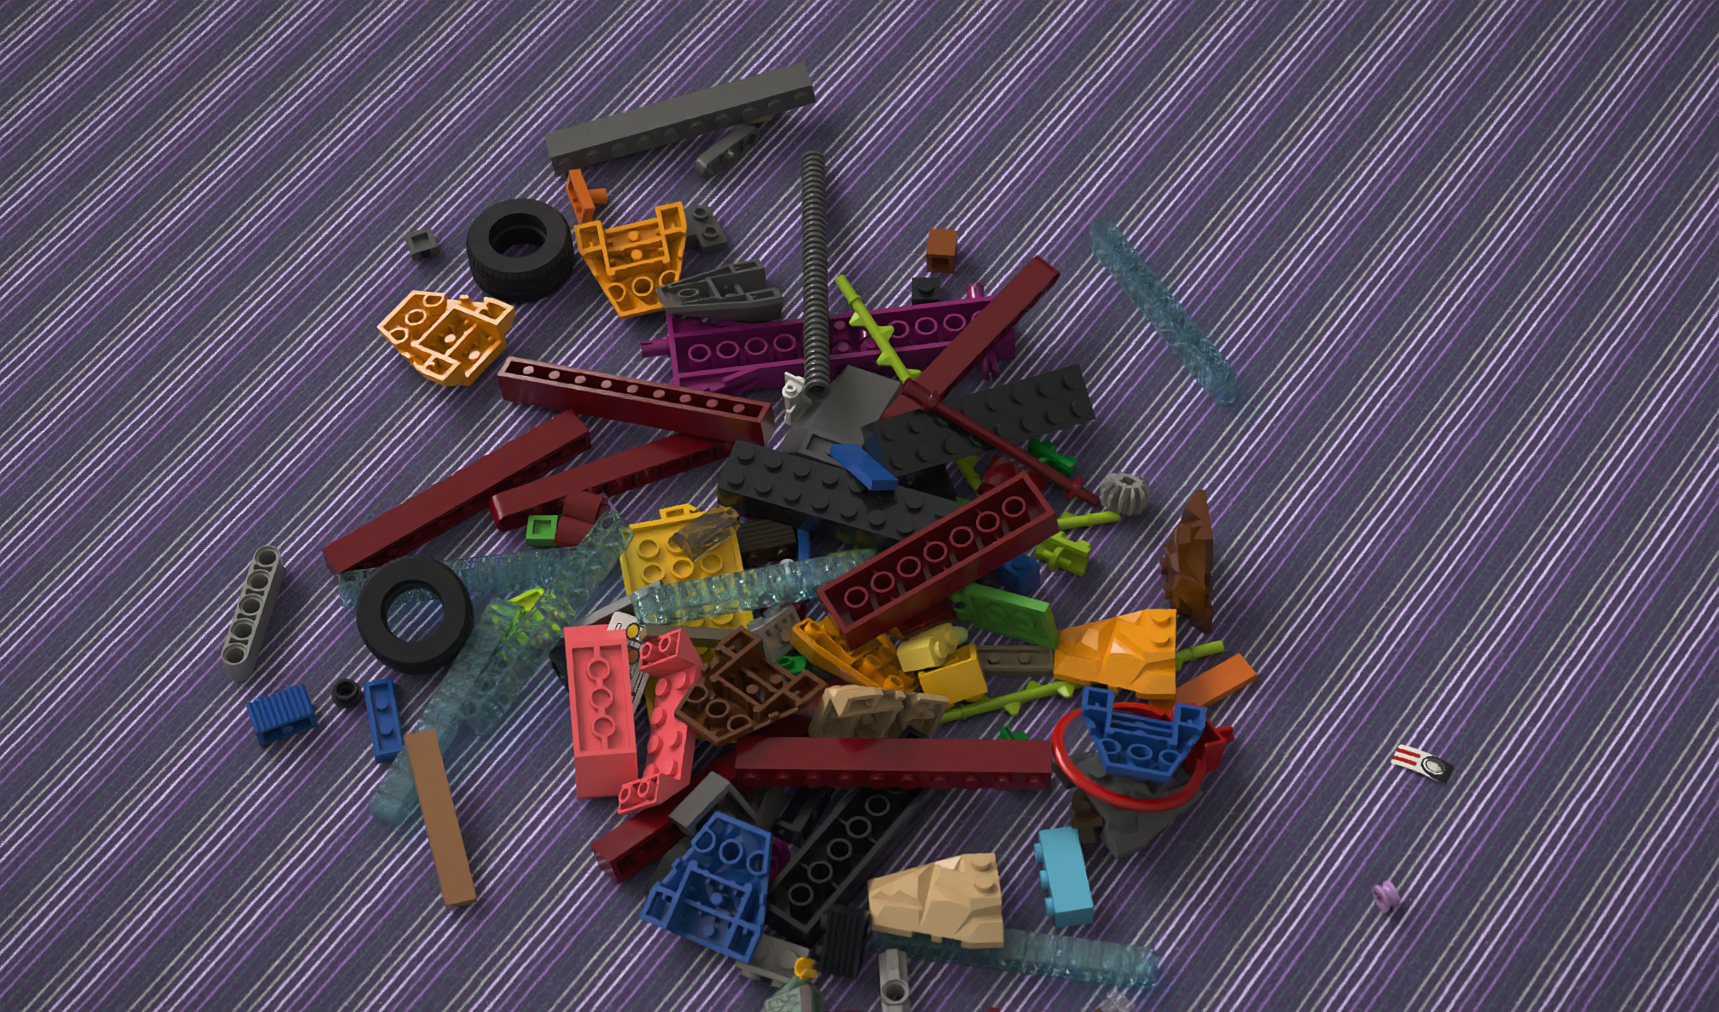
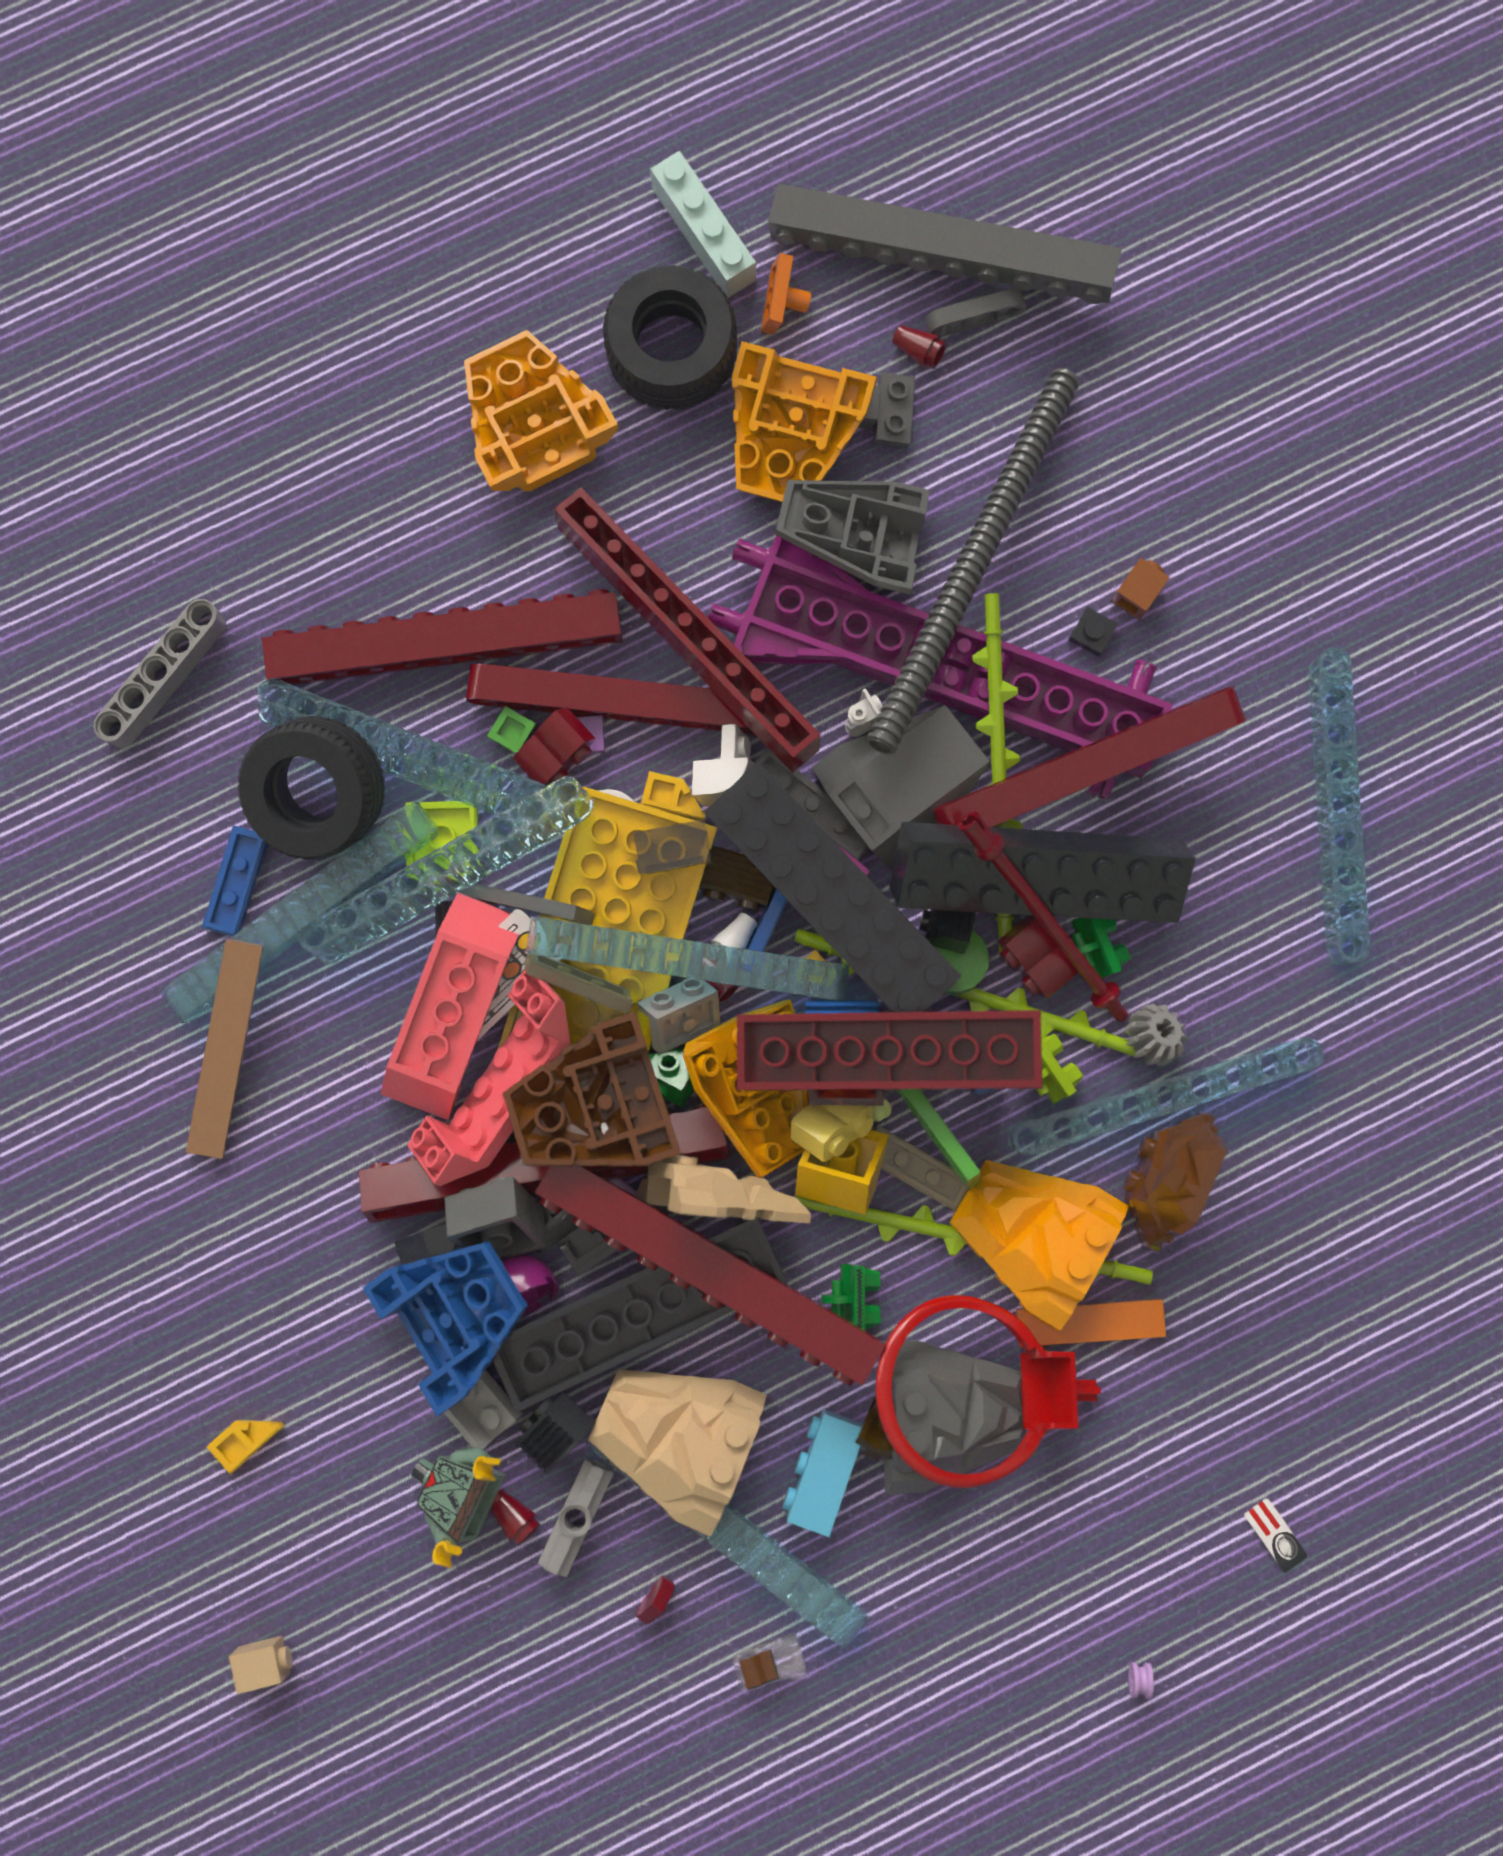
camera: 25 degrees right, 30 degrees up
(282, 714) = (130, 821): blue brick -> none
(343, 687) = (203, 821): black plate -> none
(421, 243) = (572, 263): dark grey plate -> none
(499, 178) = (703, 224): none -> light aqua brick
(700, 185) = (920, 346): none -> dark red cone
(706, 482) = (716, 776): none -> white brick
(863, 467) = (878, 875): blue tile -> none
(1138, 744) = (985, 1390): blue wedge -> none
(1151, 532) = (1182, 1095): none -> clear light blue beam

